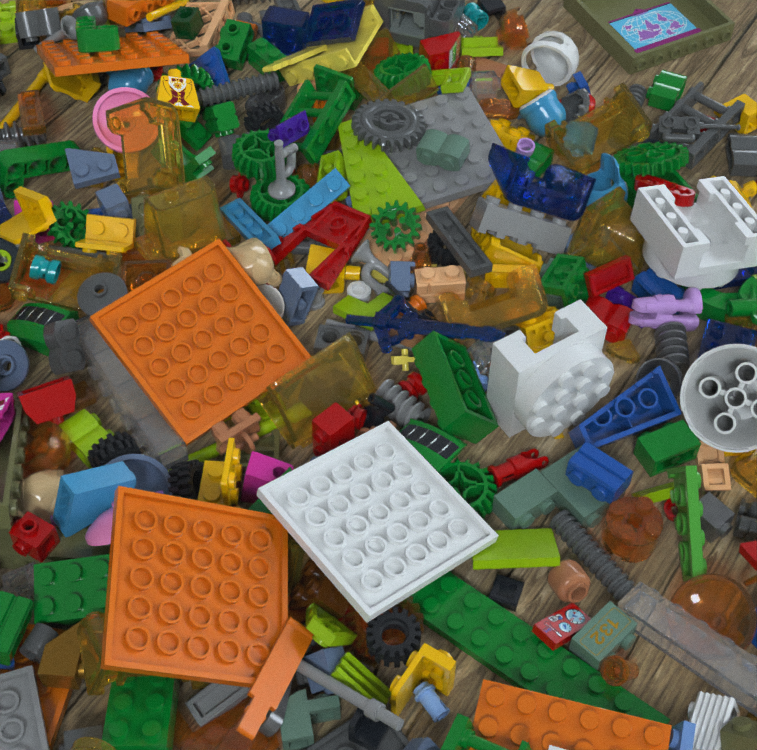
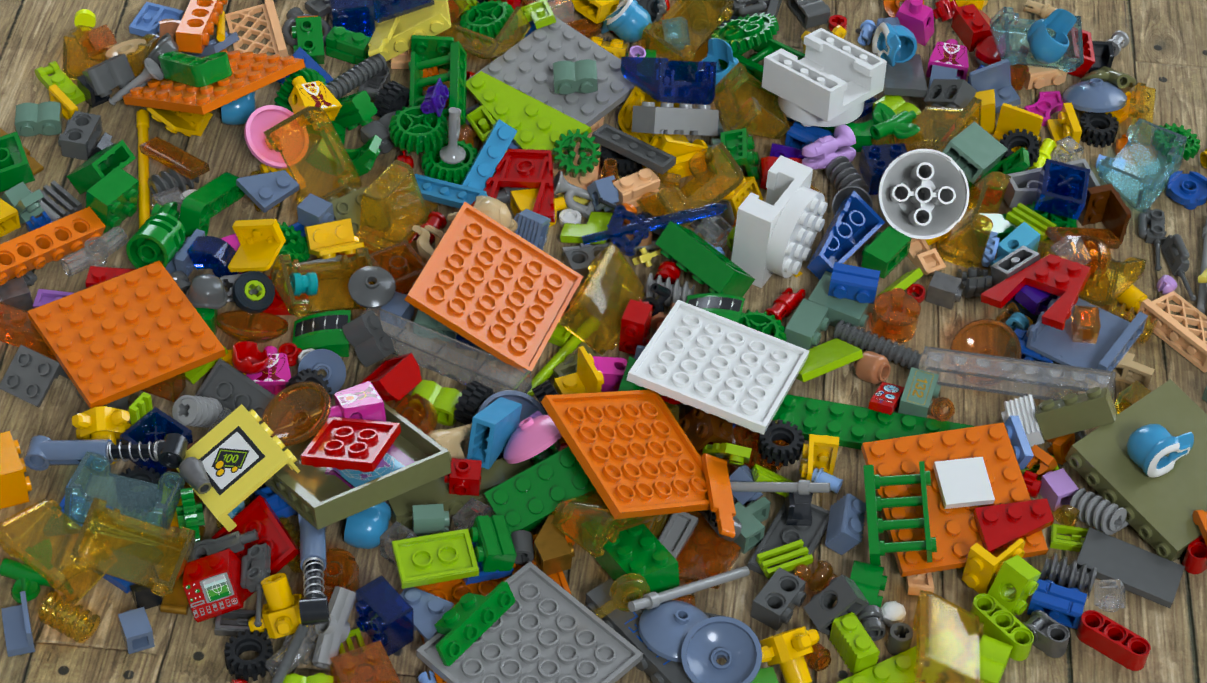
camera: 30 degrees left, 5 degrees down
(187, 23) = (249, 33): dark green brick -> none
(244, 432) = (564, 354): nougat hips -> none
(390, 128) = (513, 72): dark grey gear -> none
(506, 592) = (831, 391): black tile -> none
(609, 276) = (770, 137): red tile -> none
(684, 196) = (757, 53): red beam -> none
(687, 521) = (934, 293): bright green wing -> none

